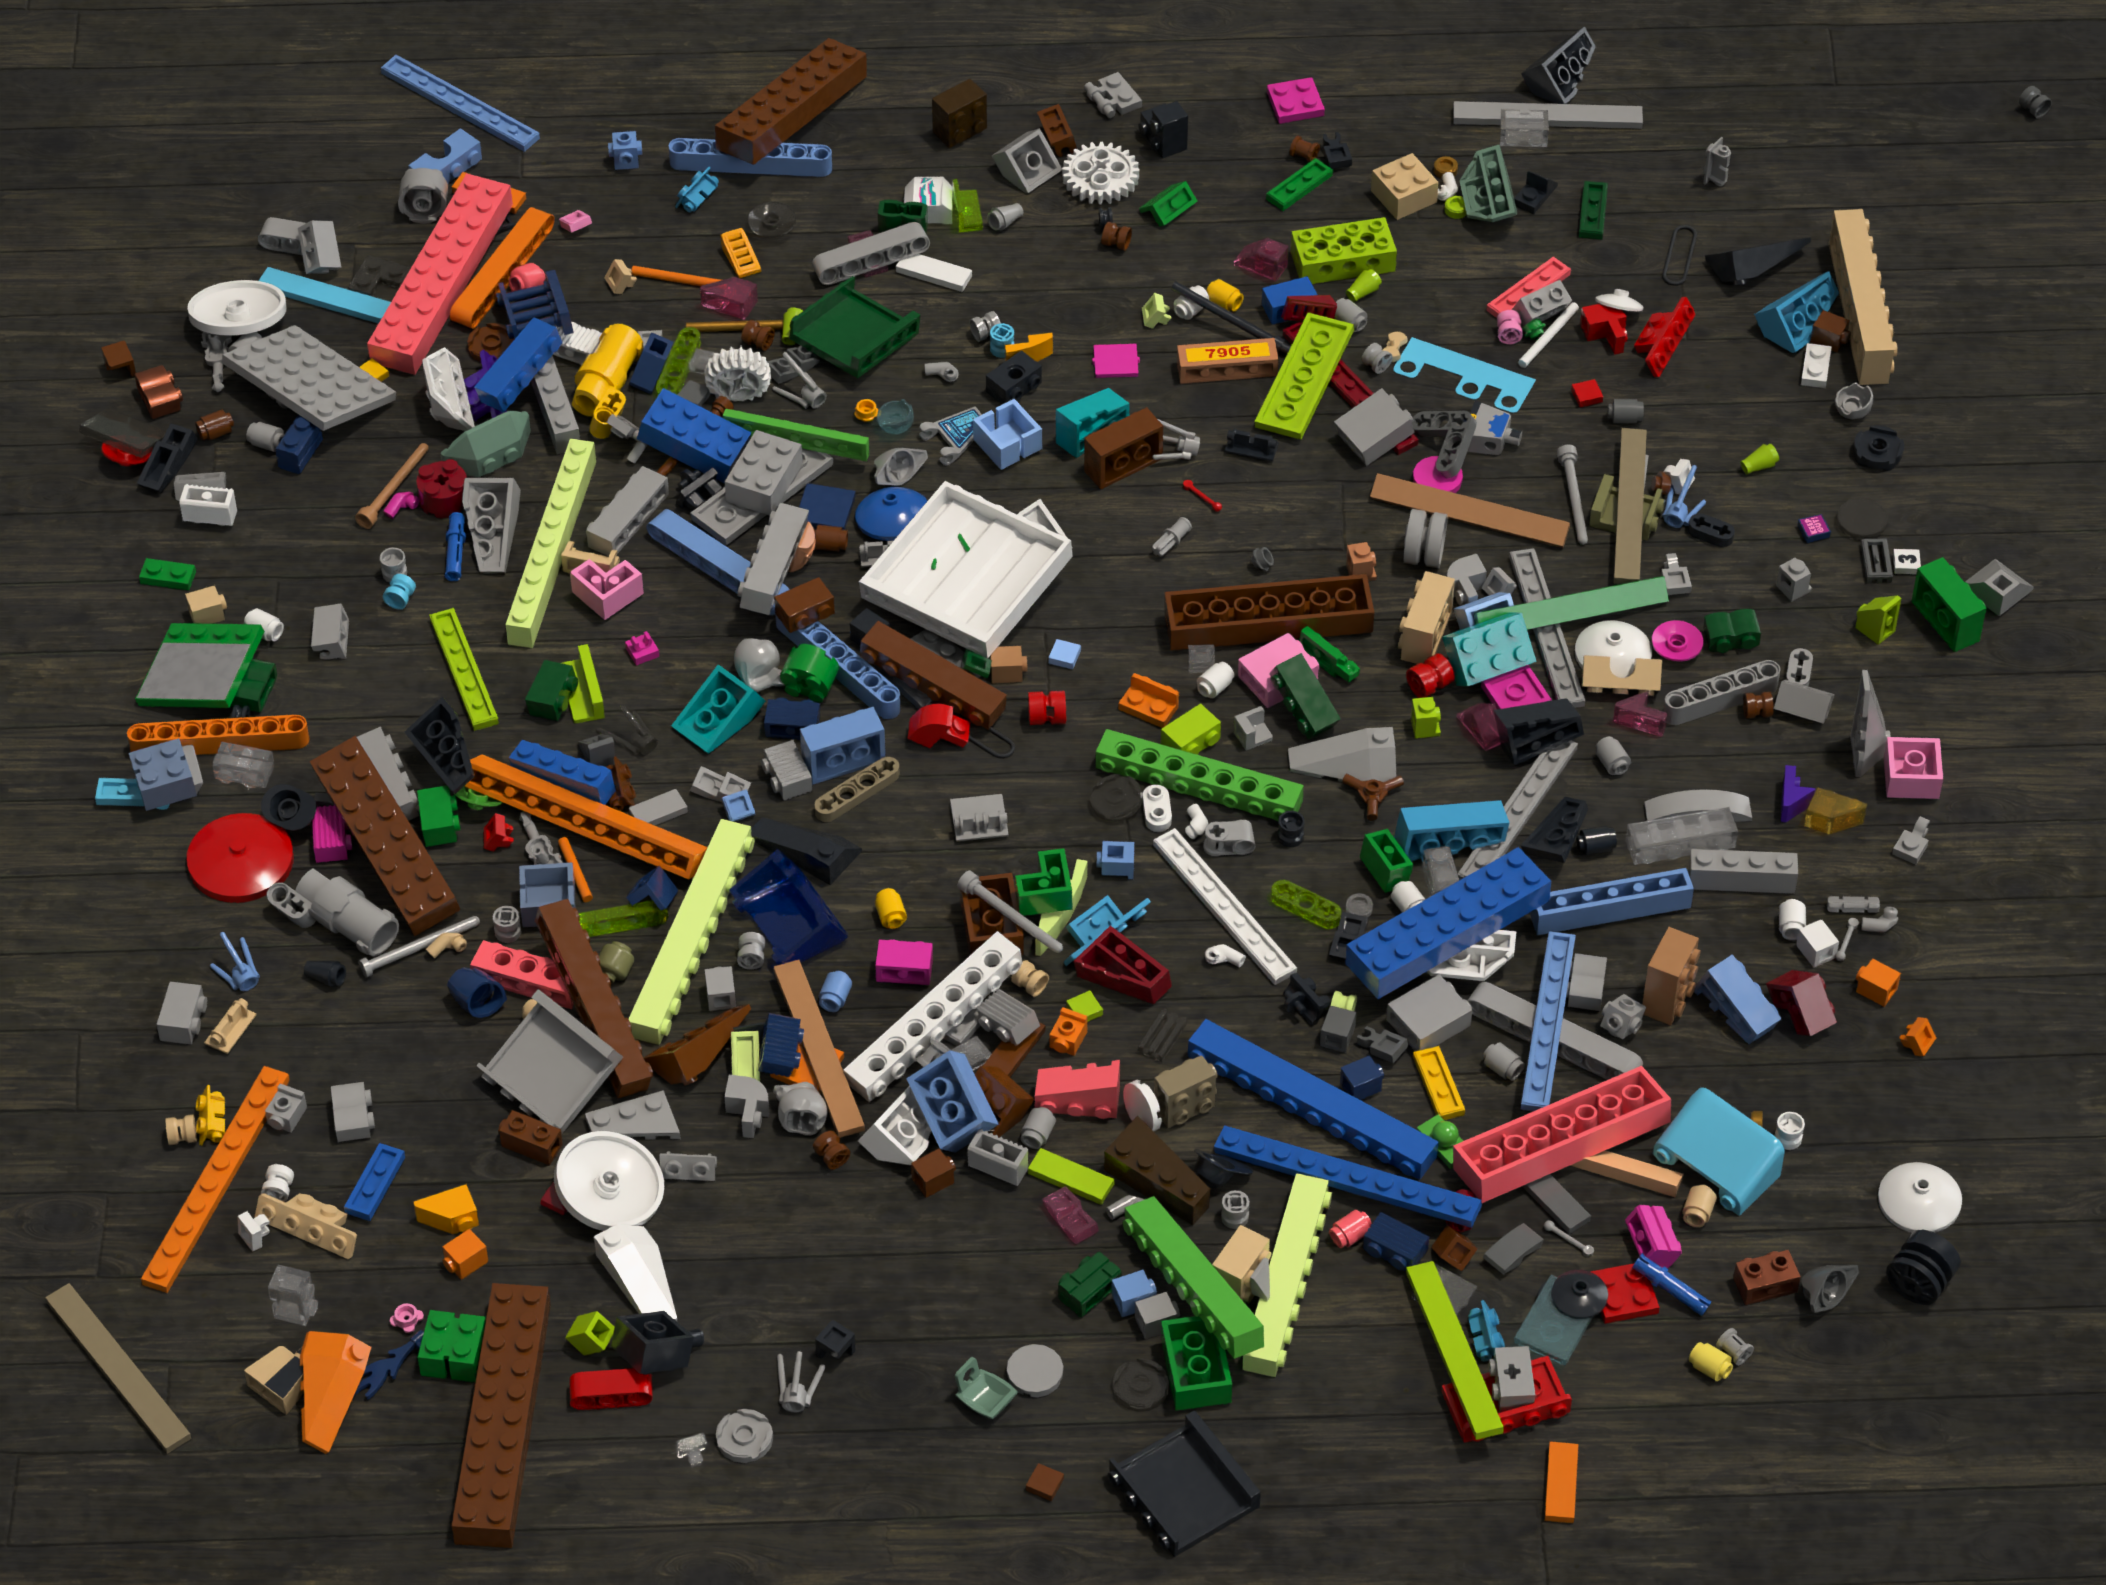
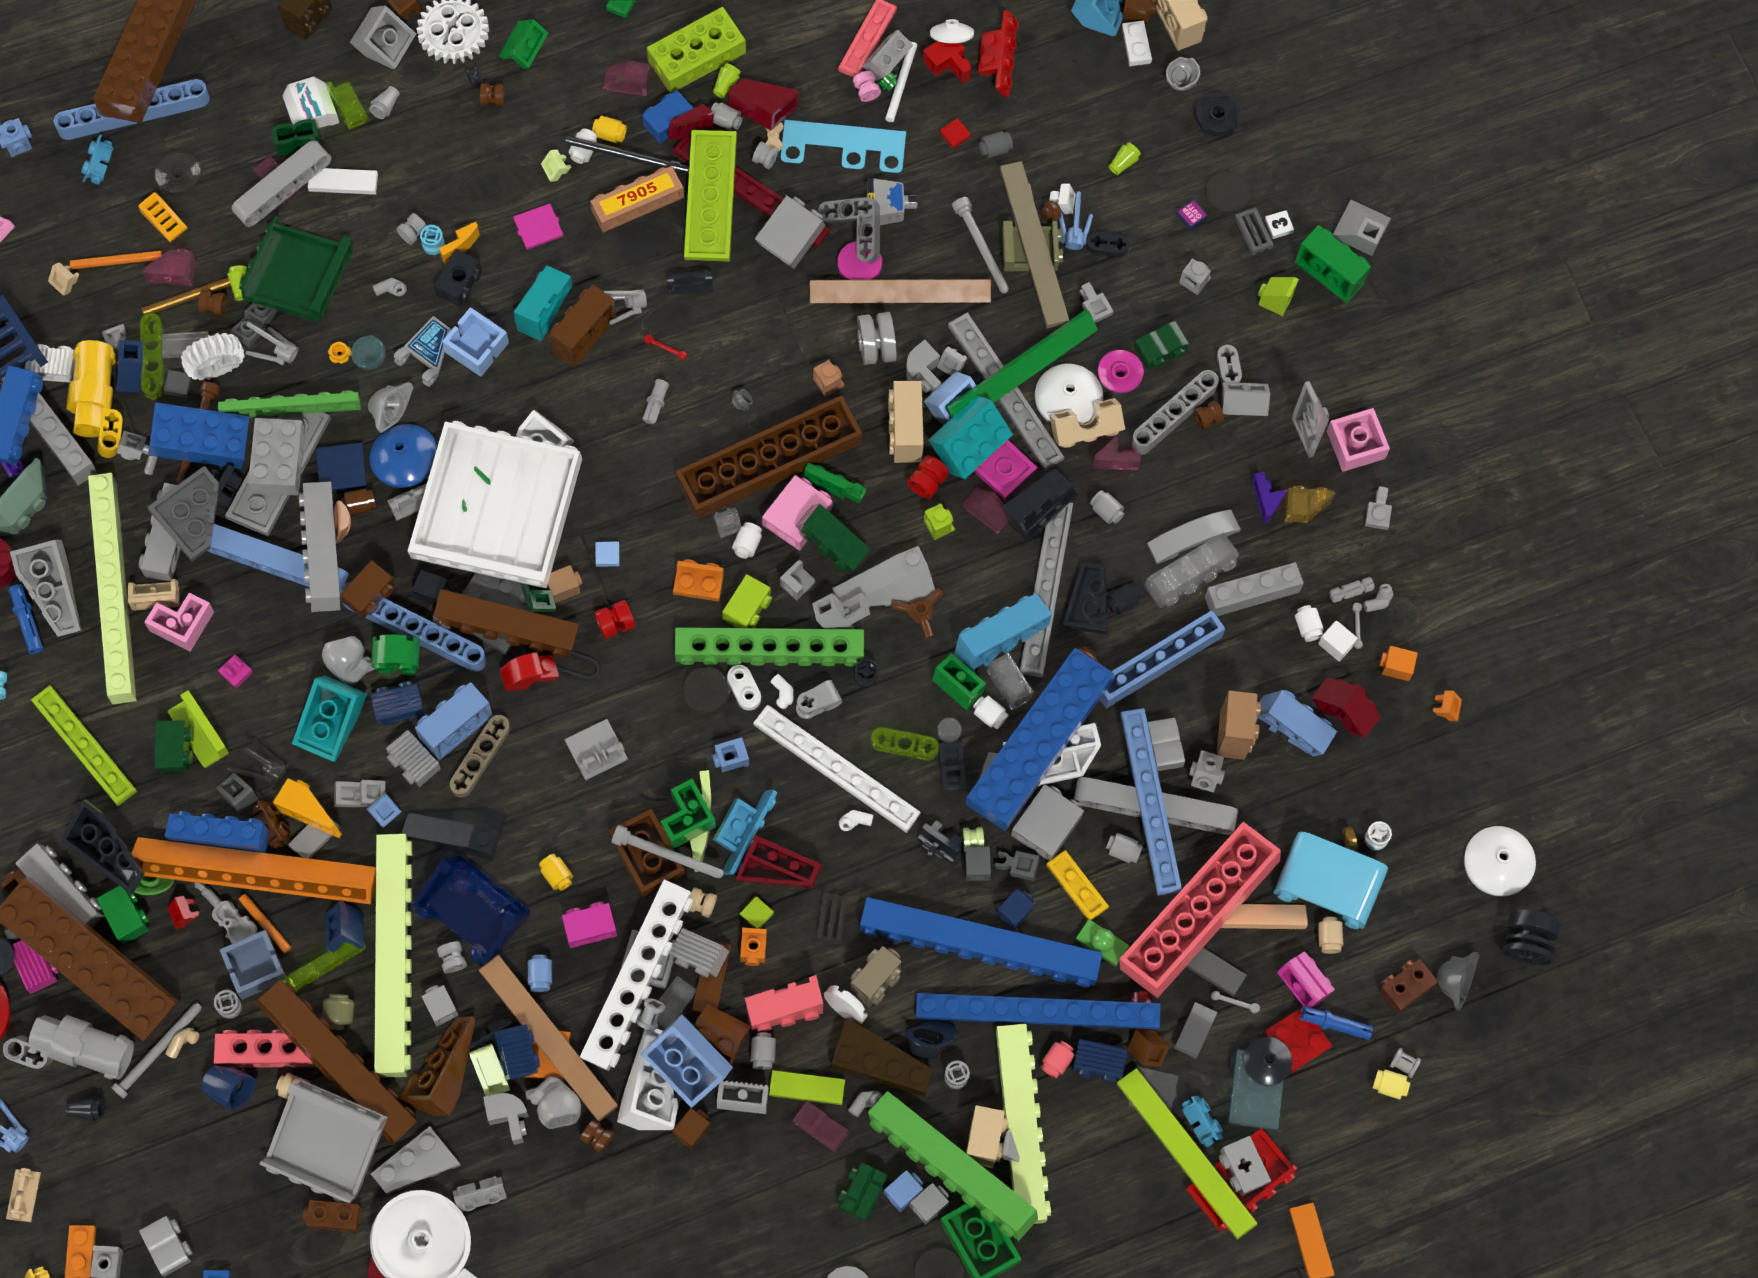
camera: 25 degrees left, 20 degrees up
(656, 494) = (189, 512): none -> dark grey plate
(657, 775) = (299, 803): none -> light orange slope
(1276, 762) = (836, 615): none -> light grey brick
(1395, 312) = (763, 102): none -> dark red slope

